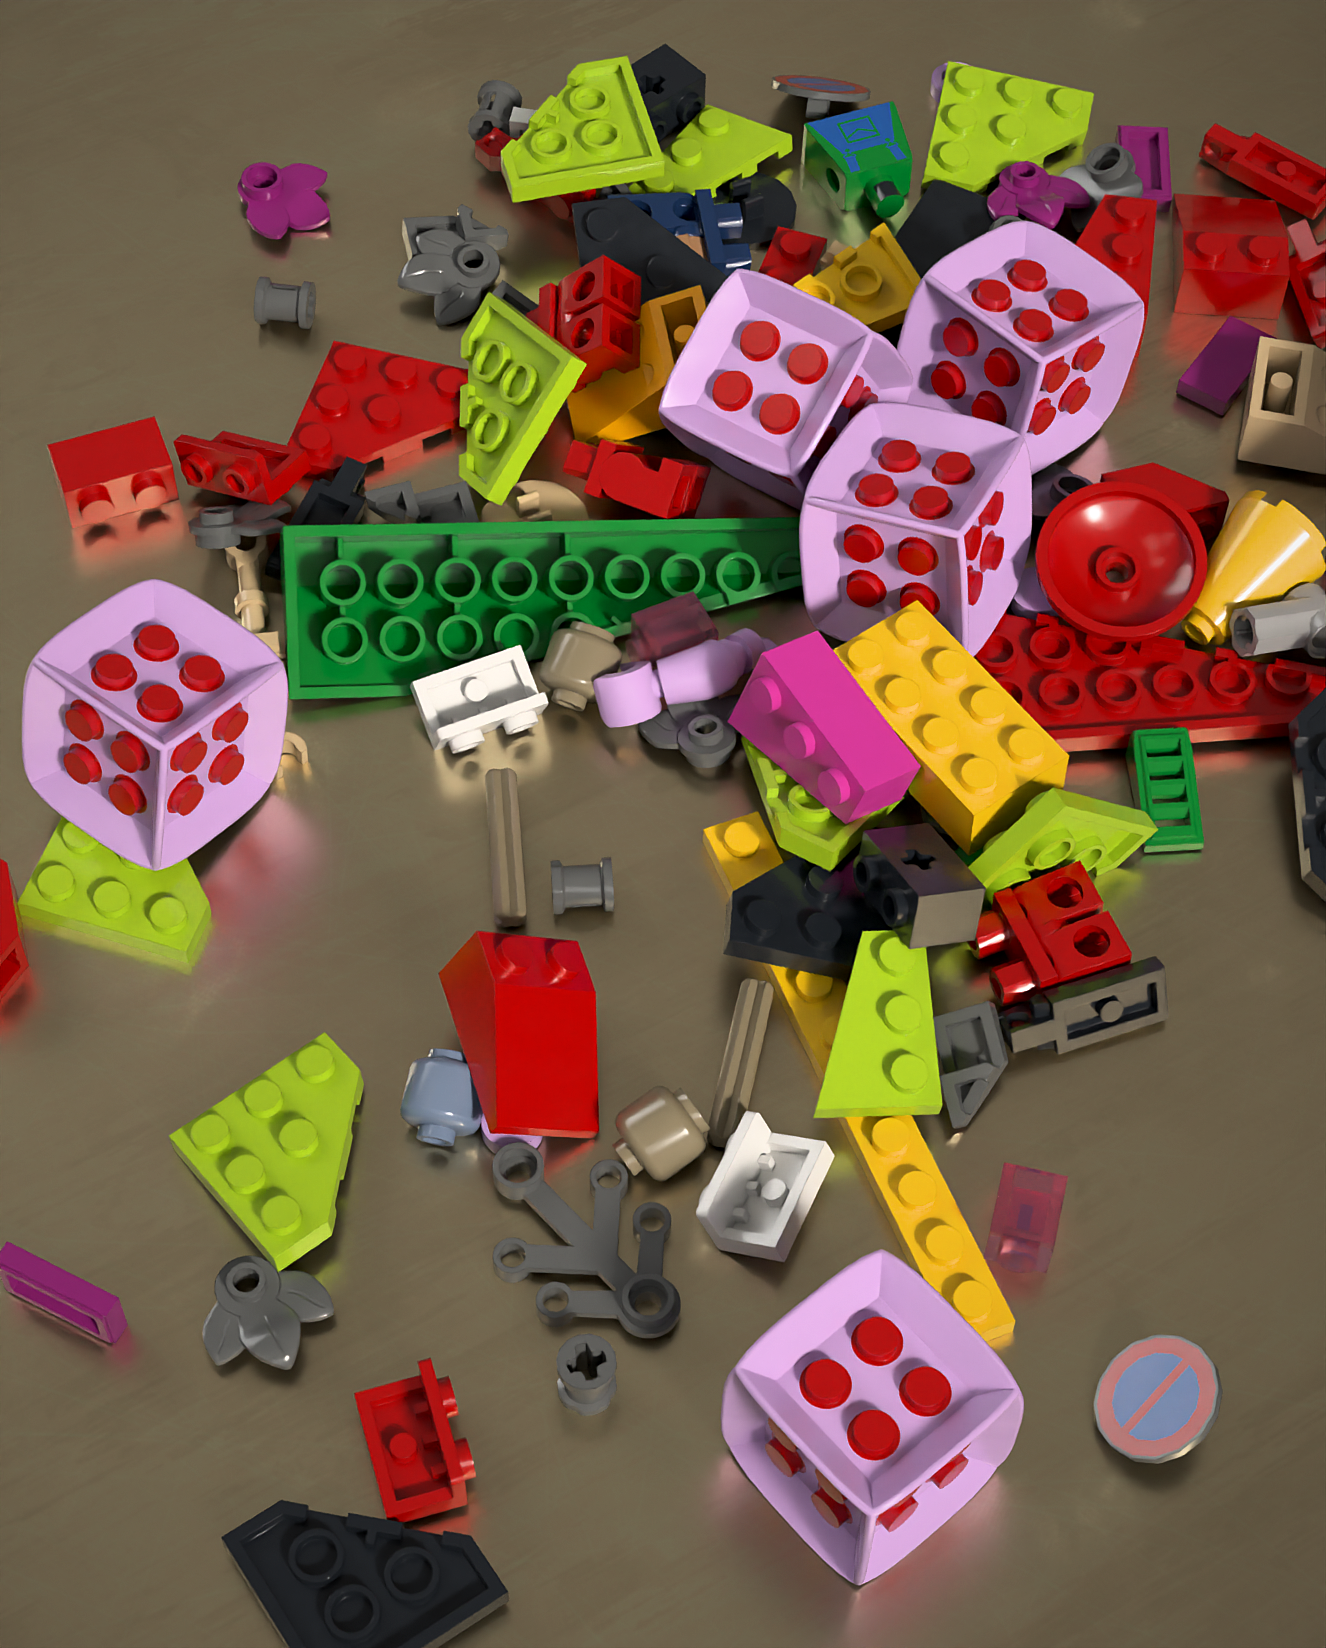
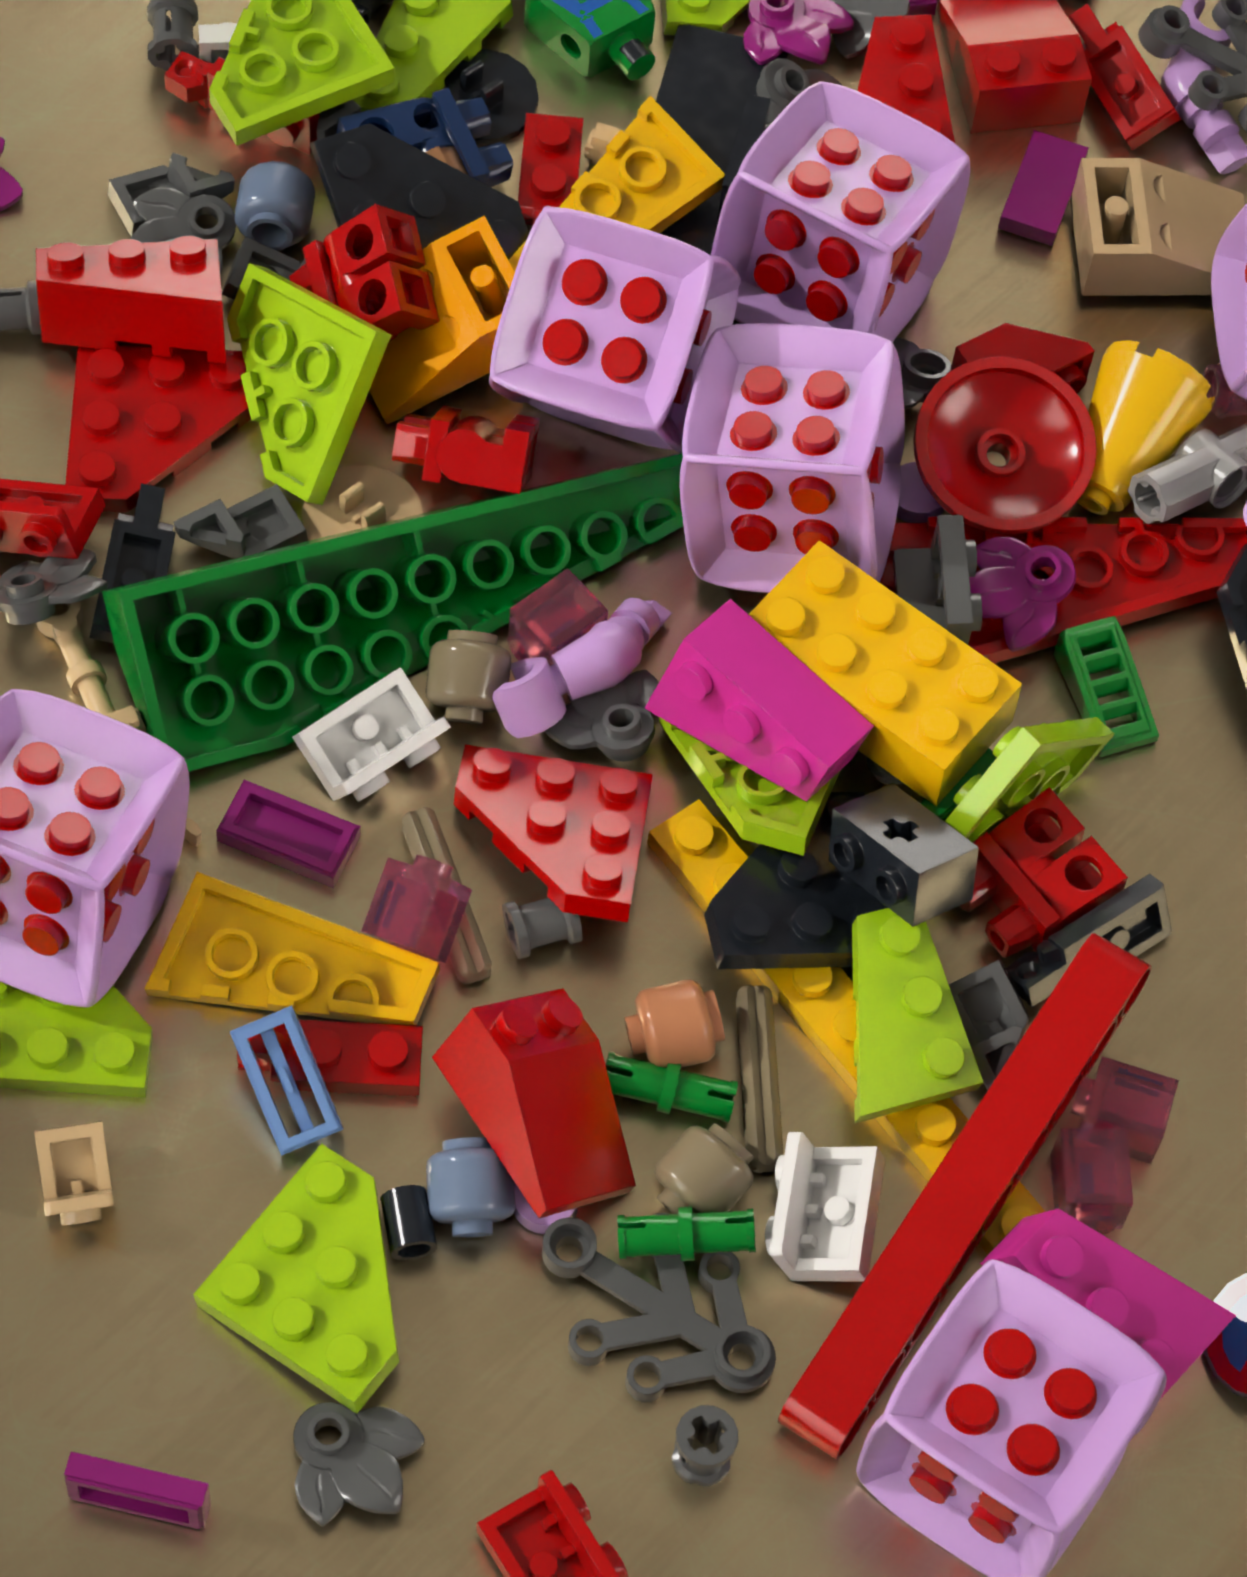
camera: 20 degrees left, 5 degrees up
(99, 1007) = (74, 1171): none -> tan bracket
(318, 1020) = (264, 1027): none -> medium blue tile
(337, 867) = (270, 956): none -> yellow wing
(363, 962) = (352, 1056): none -> red hinge
(380, 1117) = (408, 1222): none -> black hinge
(384, 768) = (288, 833): none -> magenta tile
(389, 305) = (133, 294): none -> red wedge
(470, 847) = (417, 907): none -> clear pink brick
(535, 257) = (275, 204): none -> sand blue head
(625, 805) = (563, 822): none -> plate
(626, 1180) = (686, 1233): none -> green pin
(654, 1051) = (671, 1087): none -> green pin
(673, 997) = (675, 1024): none -> nougat head
(907, 1185) = (963, 1197): none -> red beam
(1021, 660) = (938, 578): none -> dark grey bracket
(1027, 1330) = (1118, 1286): none -> dark pink wedge
(1083, 1153) = (1130, 1100): none -> clear pink brick
(1095, 687) = (1013, 592): none -> magenta plate

